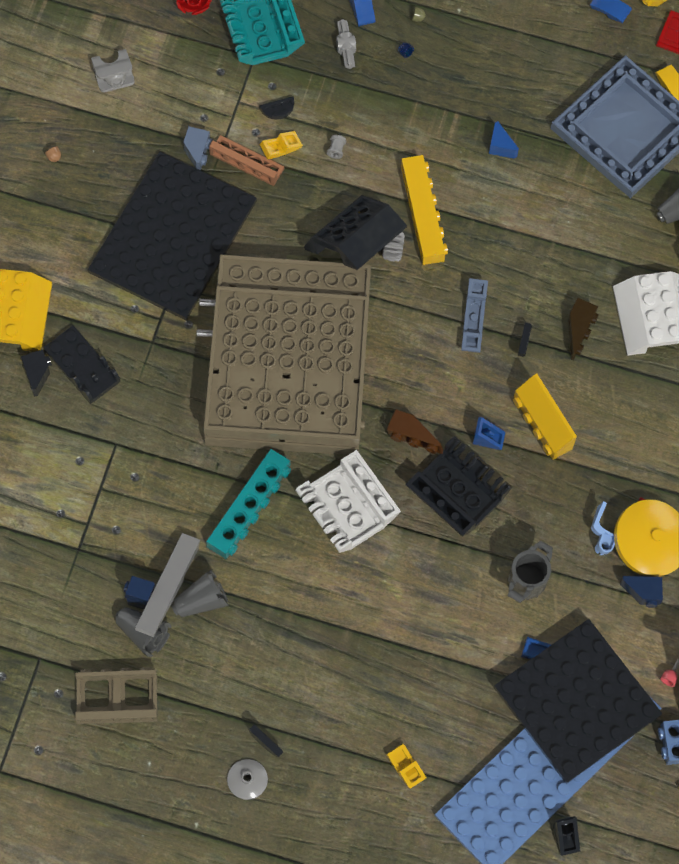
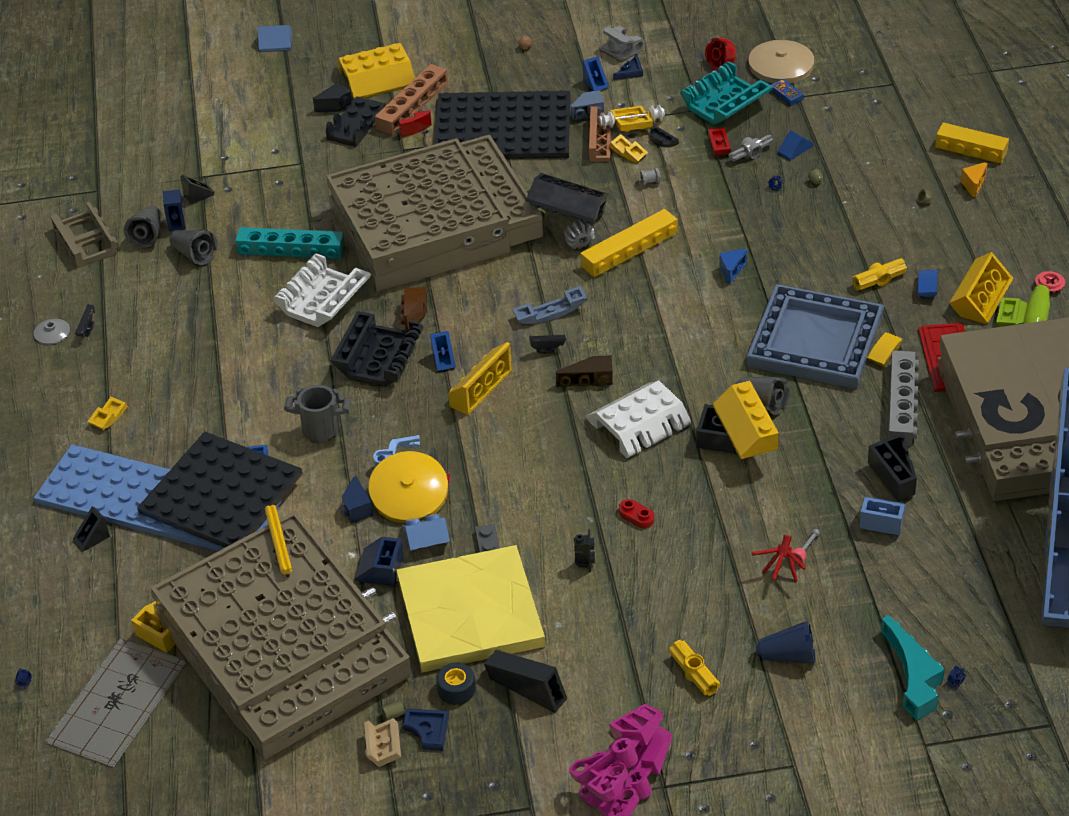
camera: 70 degrees right, 25 degrees down
(61, 259) = (411, 99): none -> nougat brick
(107, 560) = (195, 190): none -> black slope
(126, 310) = (414, 125): none -> red slope
(154, 81) = (629, 69): none -> dark blue tile
(154, 119) = (594, 75): none -> blue slope
(168, 585) = (188, 218): light grey slope -> none
(241, 119) = (631, 118): none -> yellow plate
(319, 64) = (719, 141): none -> red plate
(579, 37) = (879, 274): none -> yellow piece

